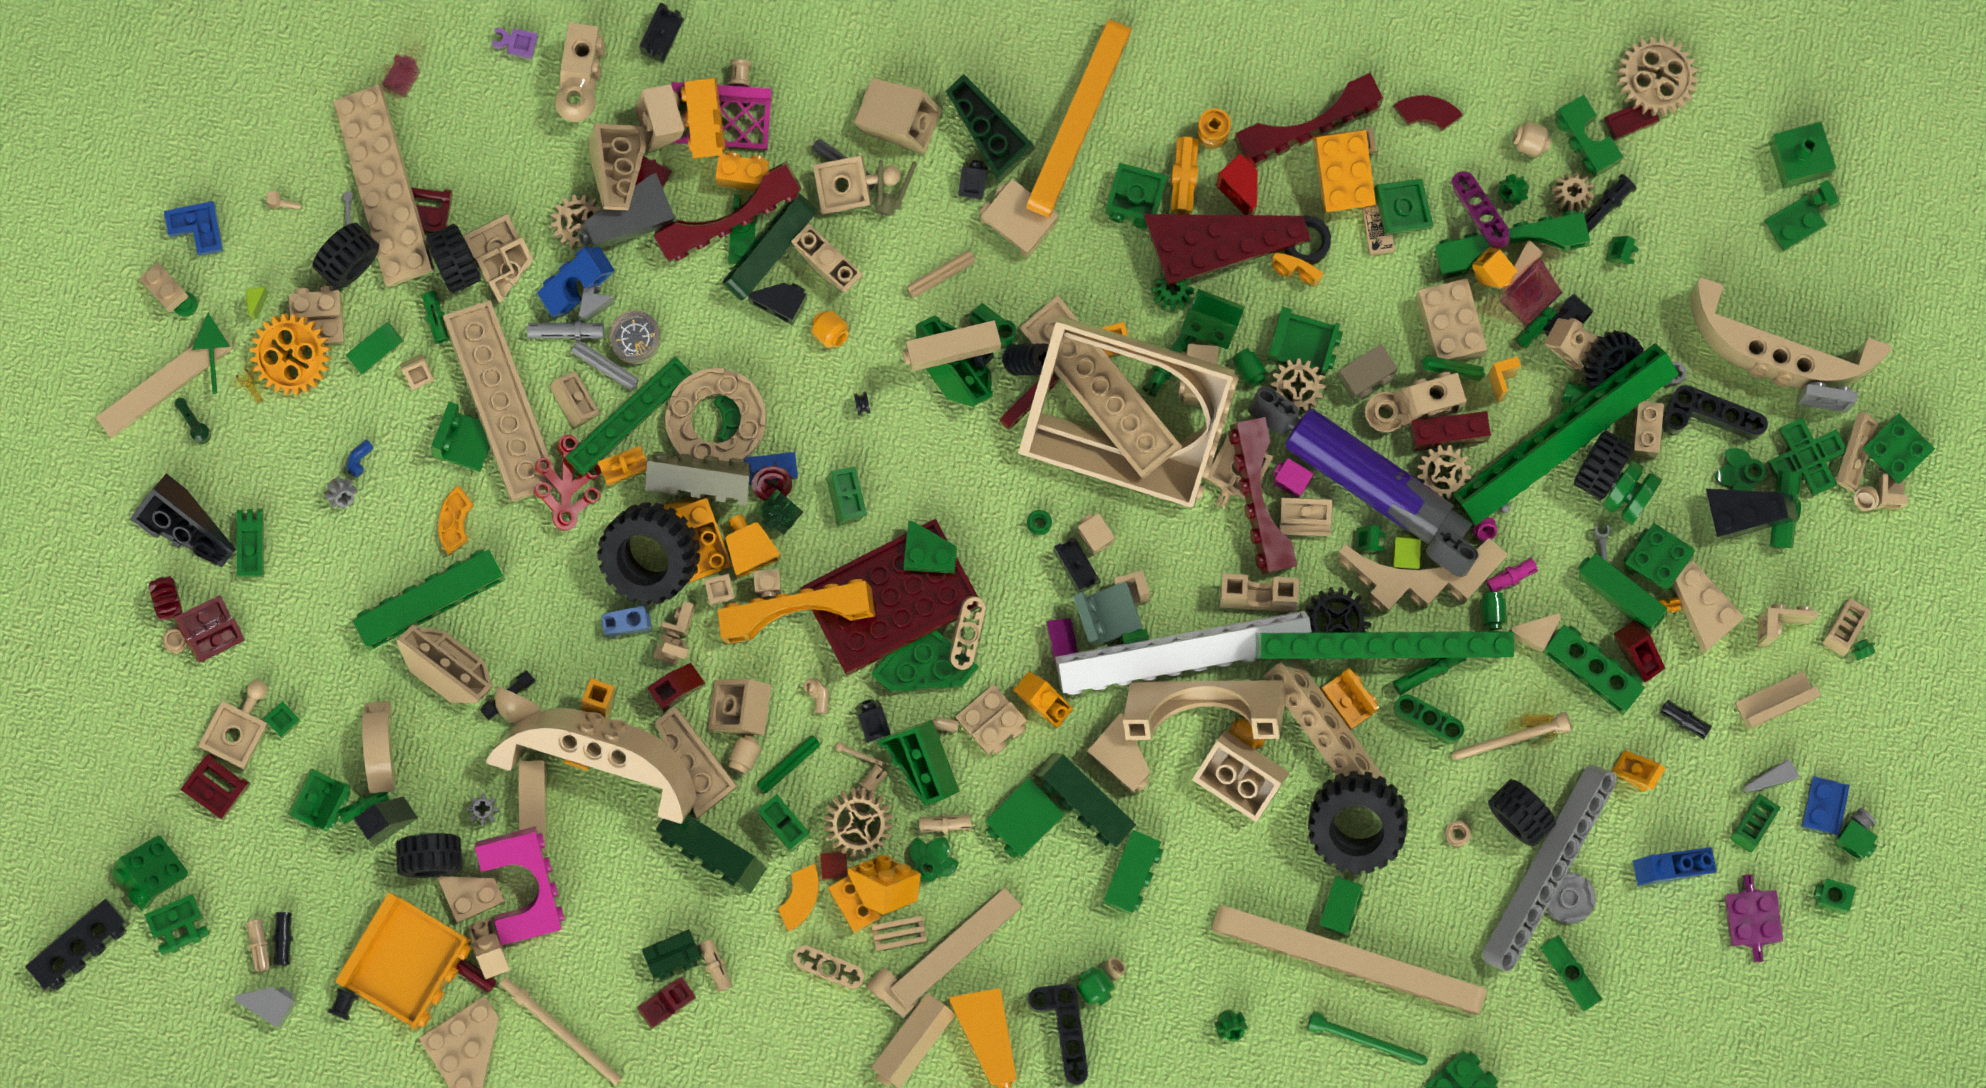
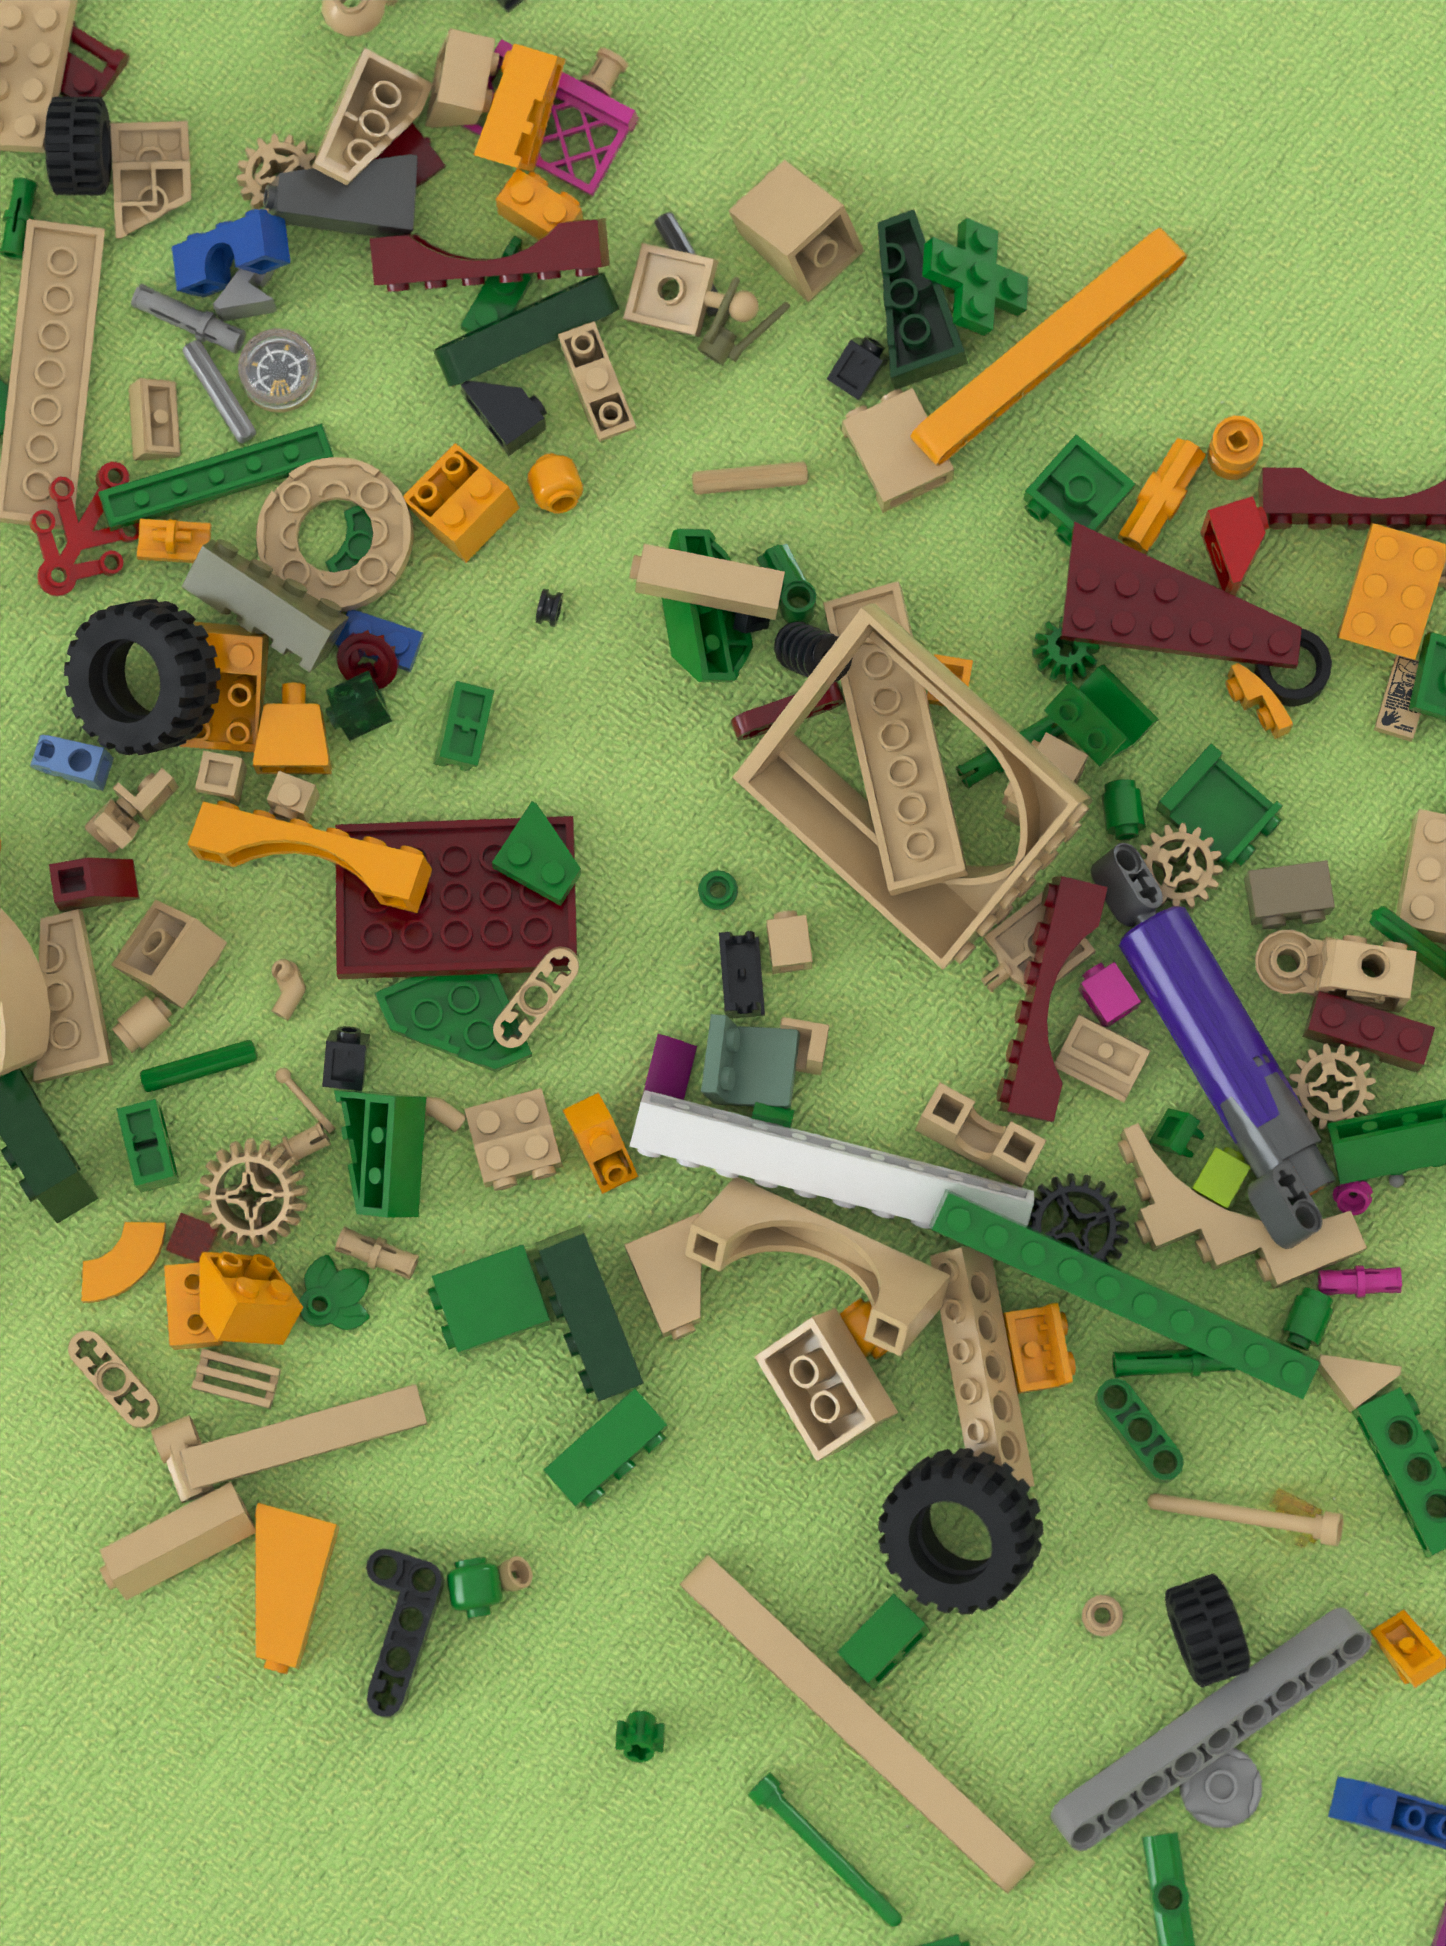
camera: 30 degrees right, 0 degrees up
(781, 365) = (461, 502): none -> light orange slope
(1017, 96) = (975, 277): none -> green plate

